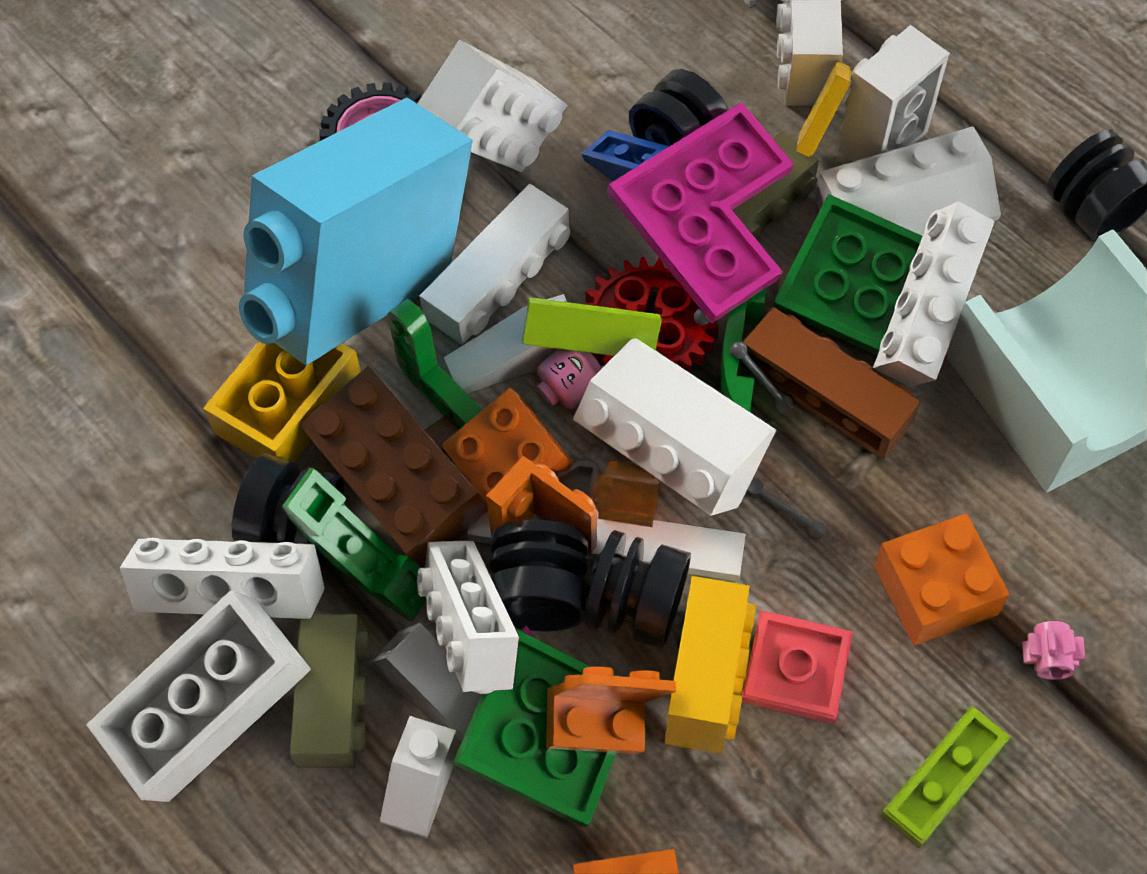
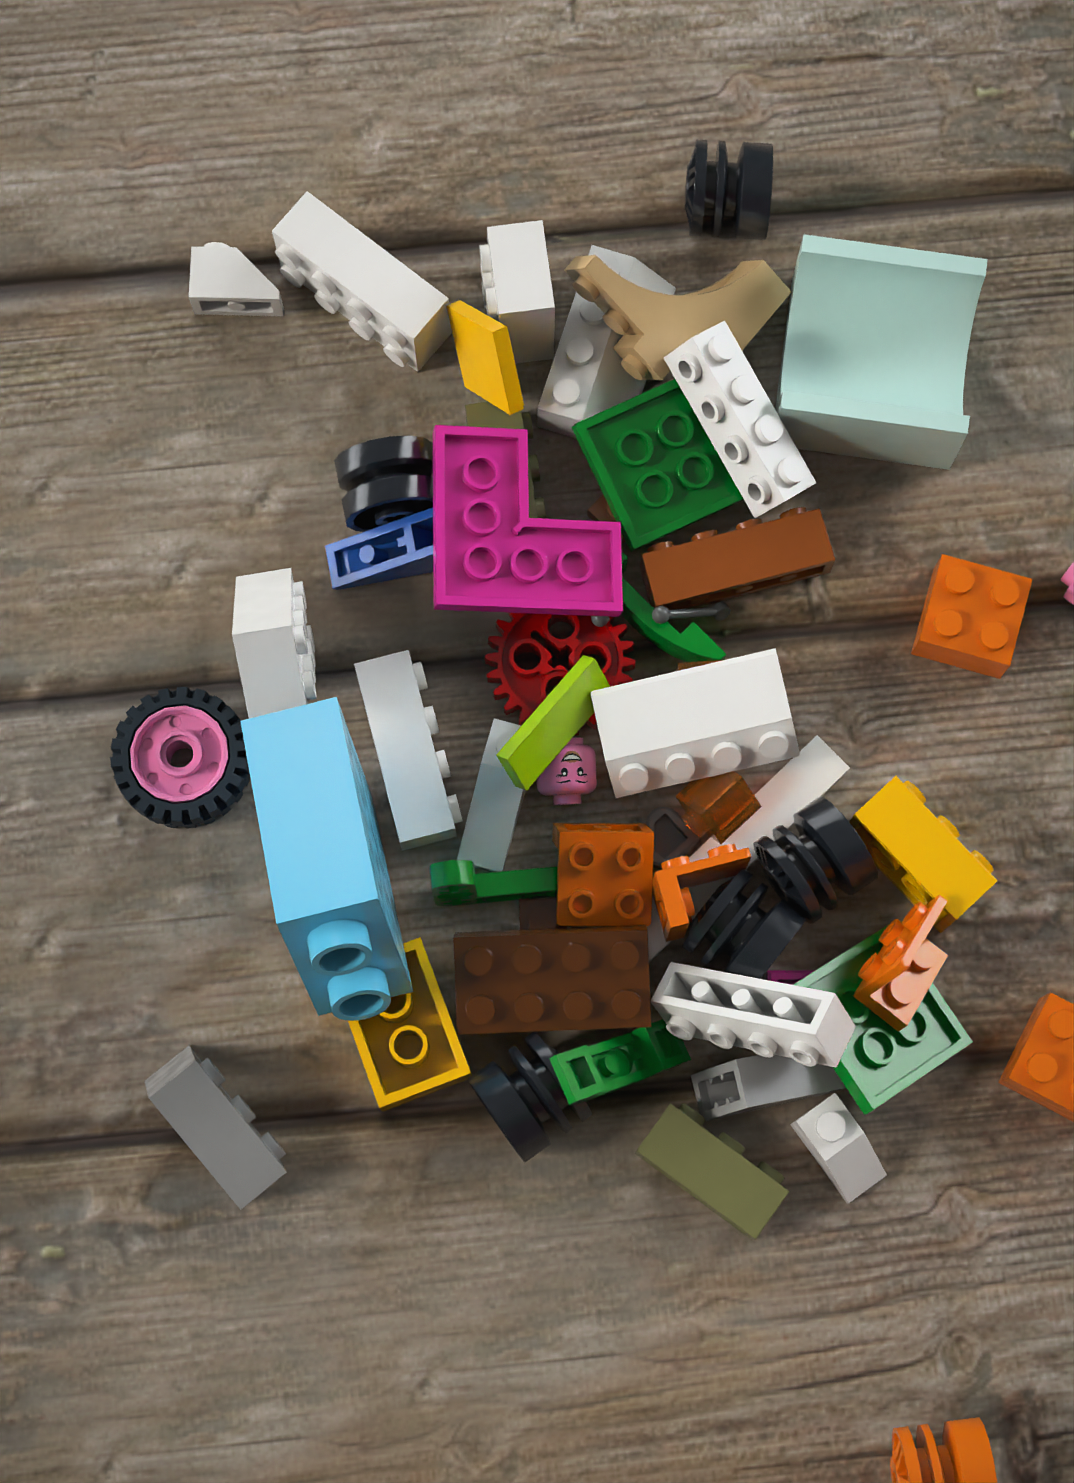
camera: 55 degrees left, 15 degrees up
(119, 323) = (216, 1126): none -> light grey wedge
(198, 697) = (658, 1282): white brick -> none
(199, 573) = (555, 1194): white brick -> none
(756, 489) = (850, 675): dark grey hinge -> none
(797, 667) = (959, 777): coral tile -> none
(1014, 245) = (662, 322): none -> tan arch

